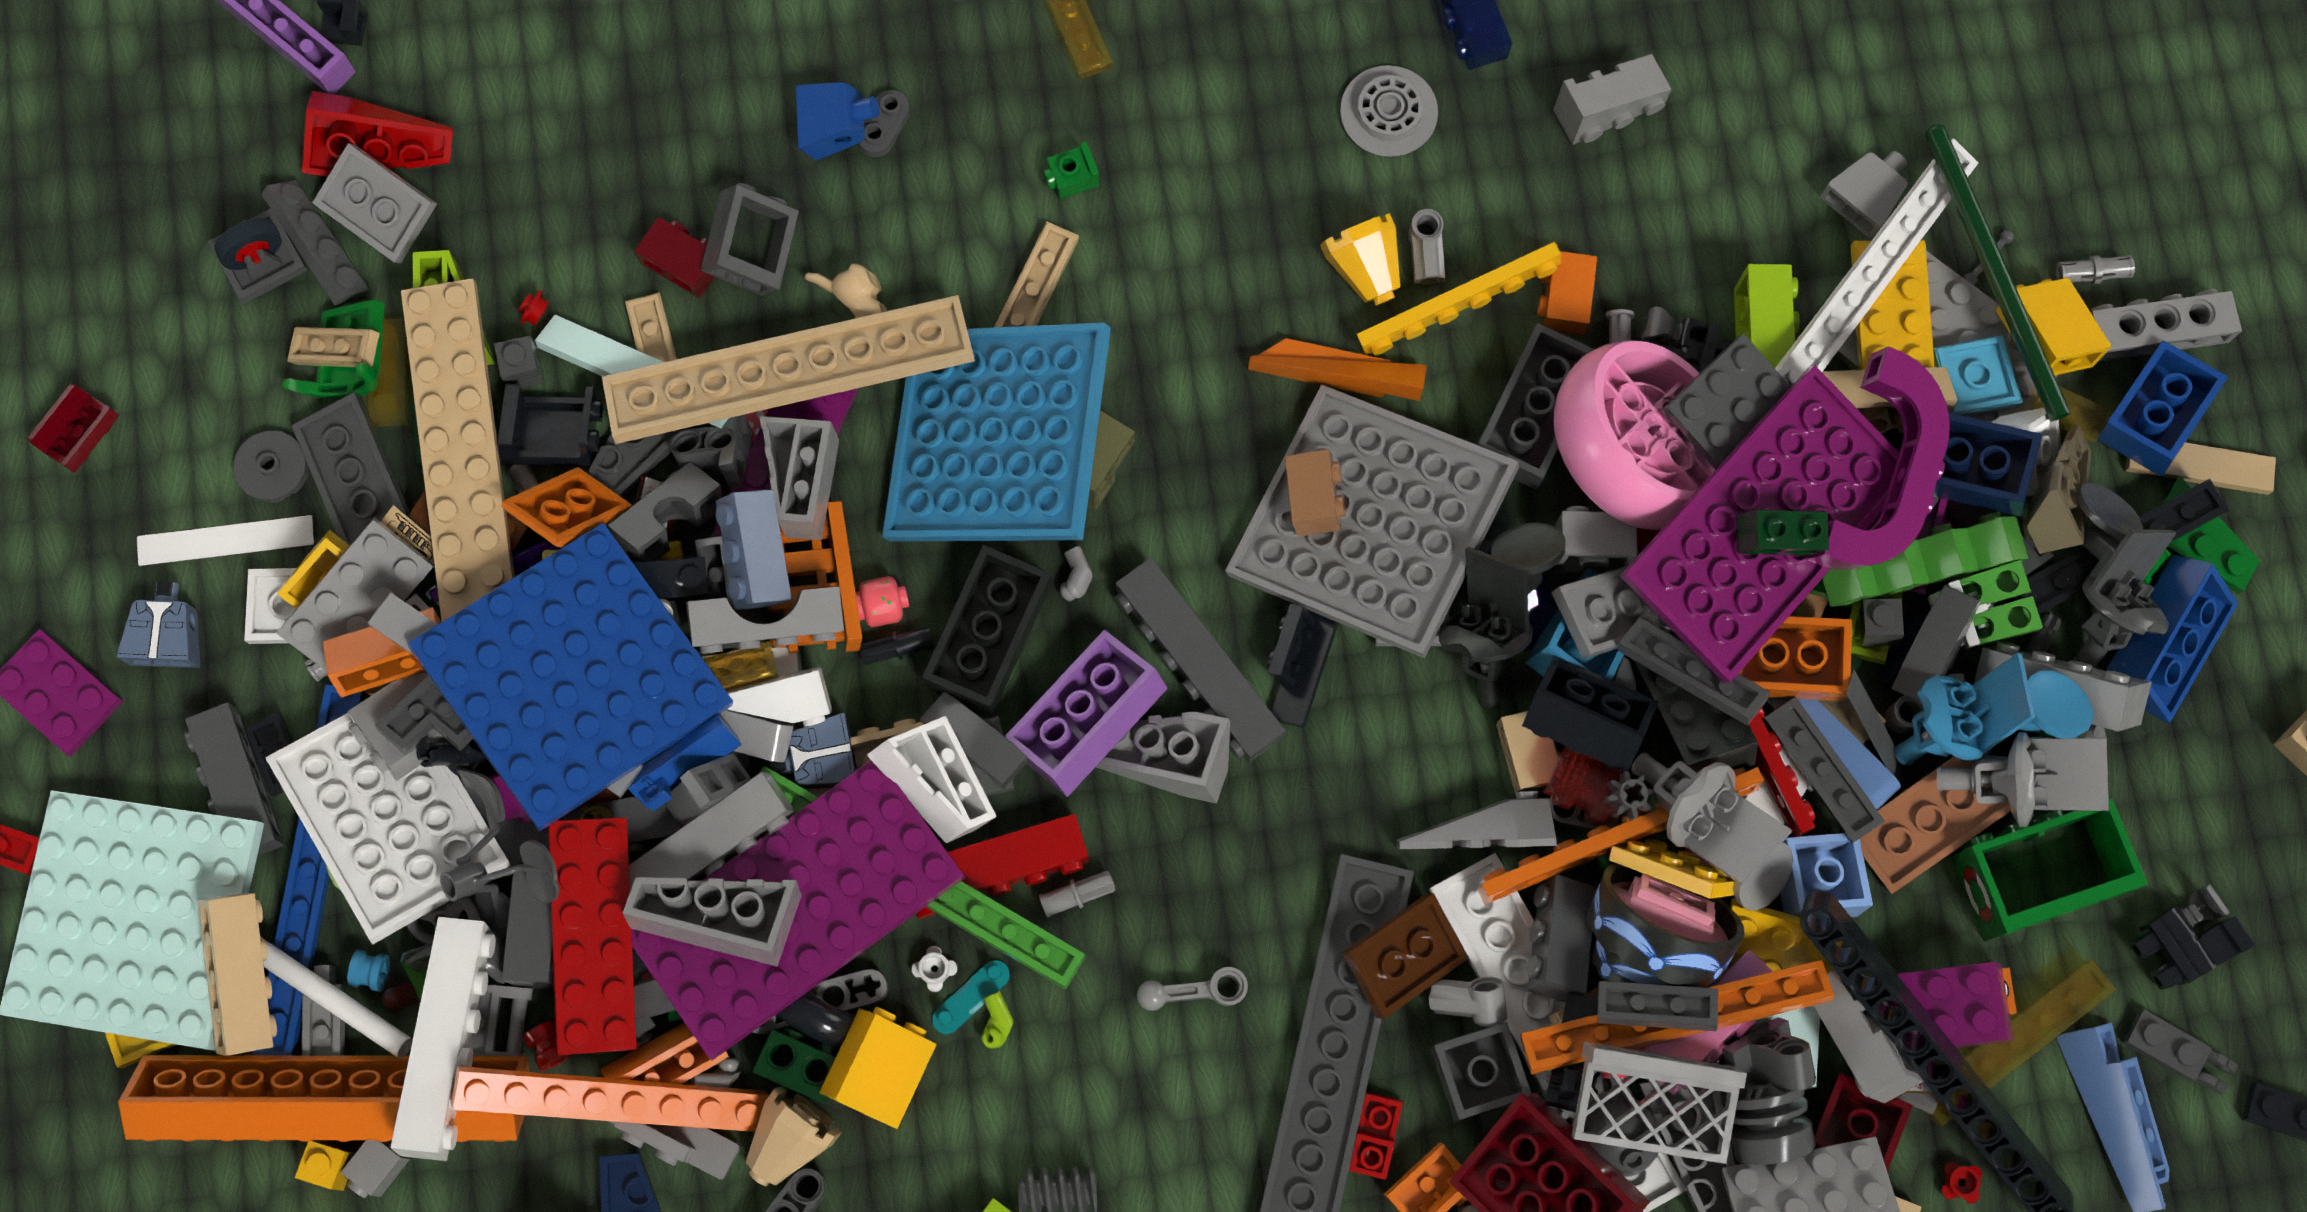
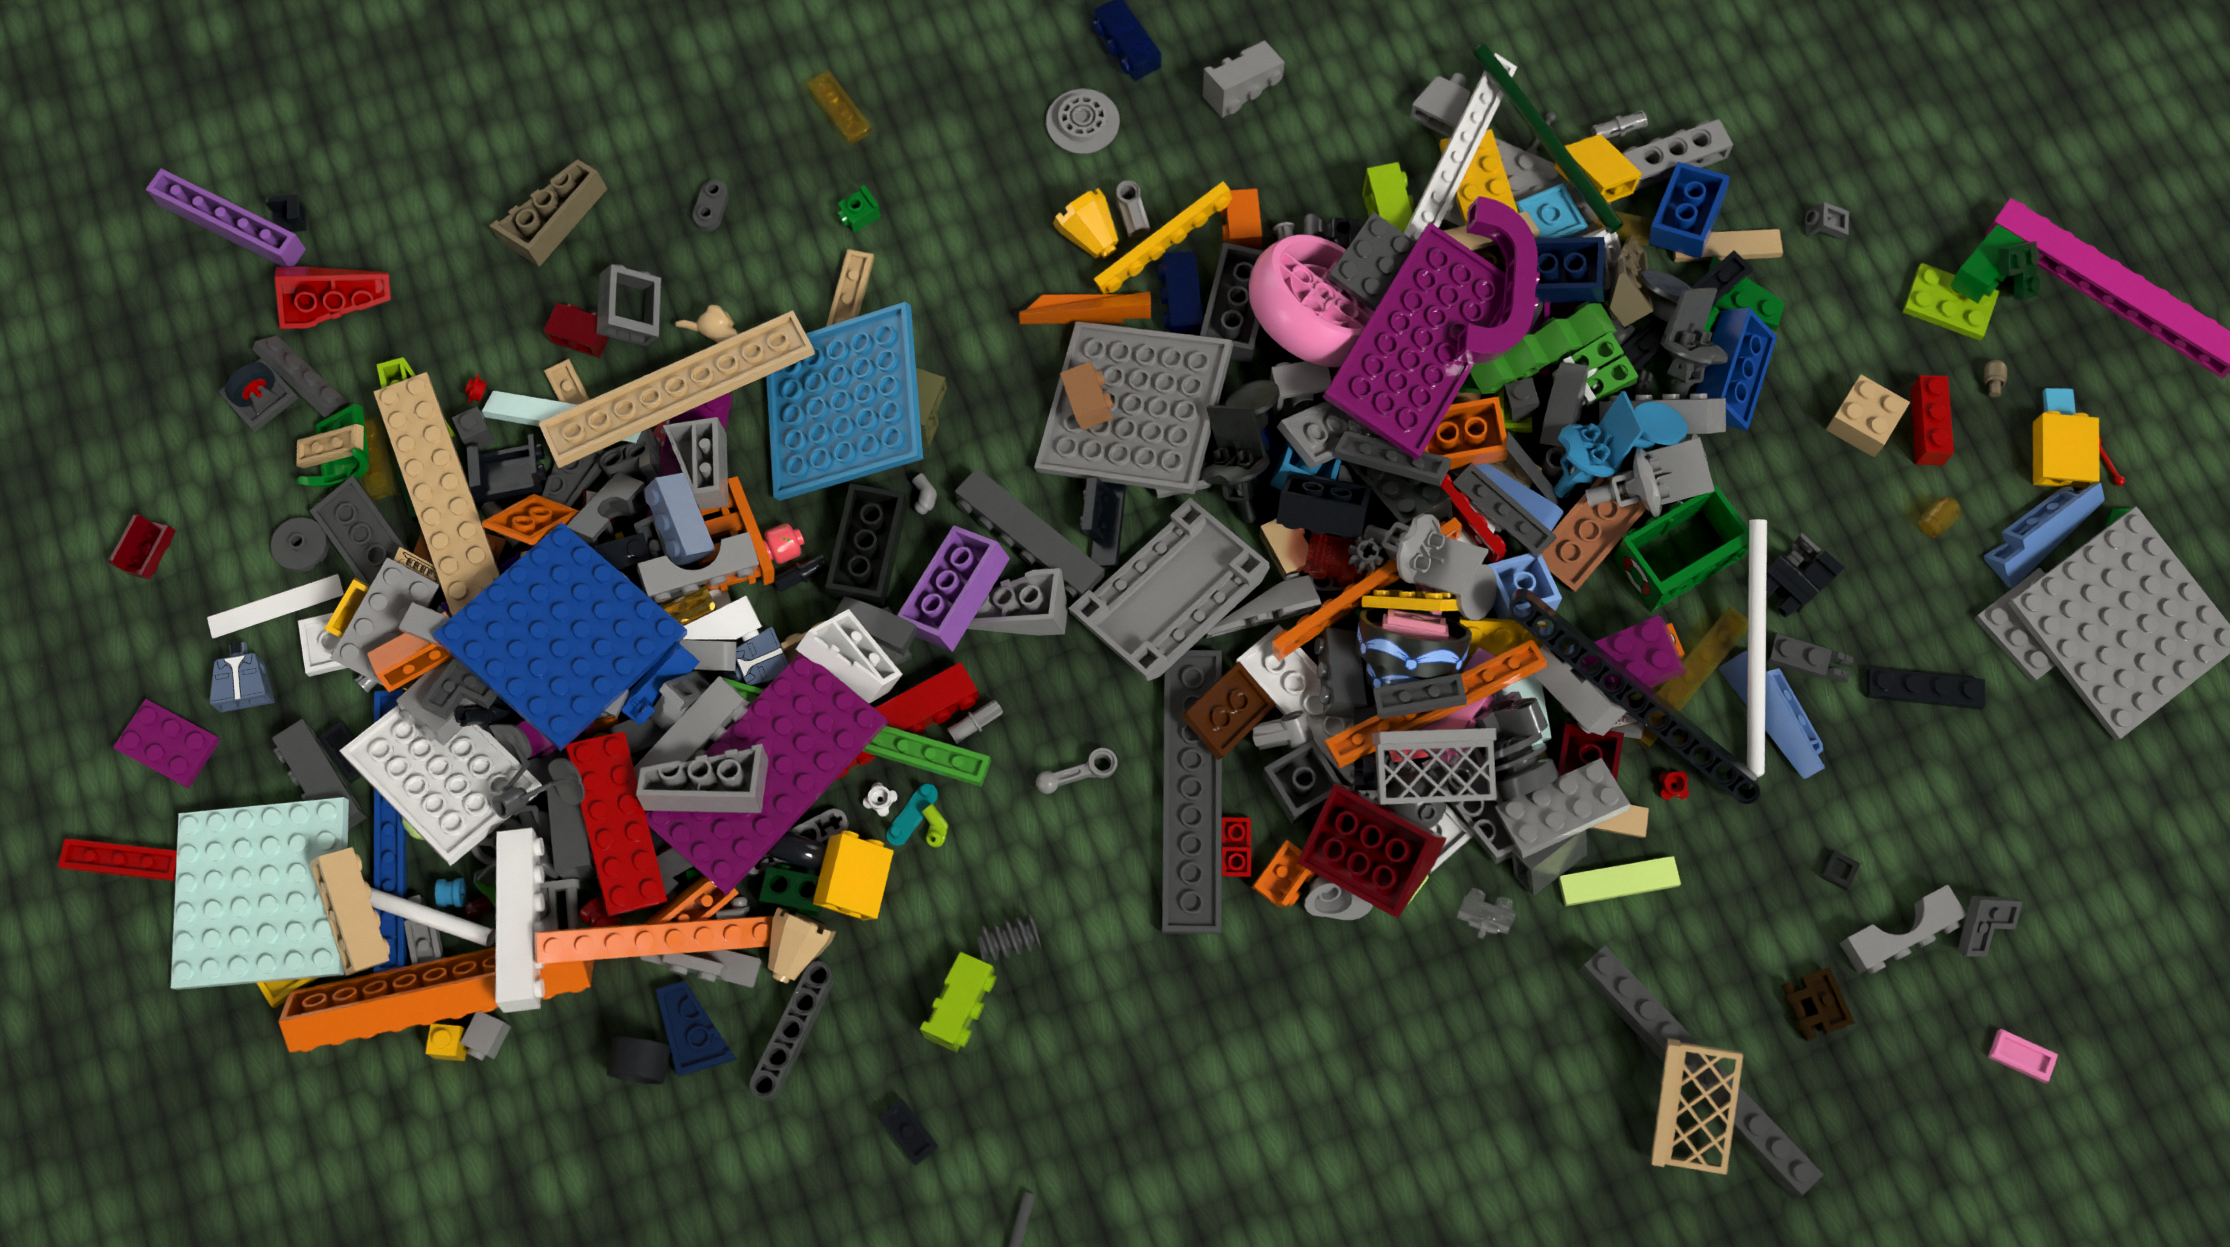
camera: 10 degrees left, 5 degrees down
(374, 203) = (339, 338): light grey plate -> none
(675, 92) = (551, 213): none -> dark tan wedge
(831, 117) = (671, 207): blue torso -> none
(1366, 779) = (1171, 591): none -> light grey slope
(1466, 377) = (1181, 293): none -> clear blue brick
(1782, 532) = (1432, 341): dark green brick -> none
(2114, 1027) = (1756, 646): none -> white piece

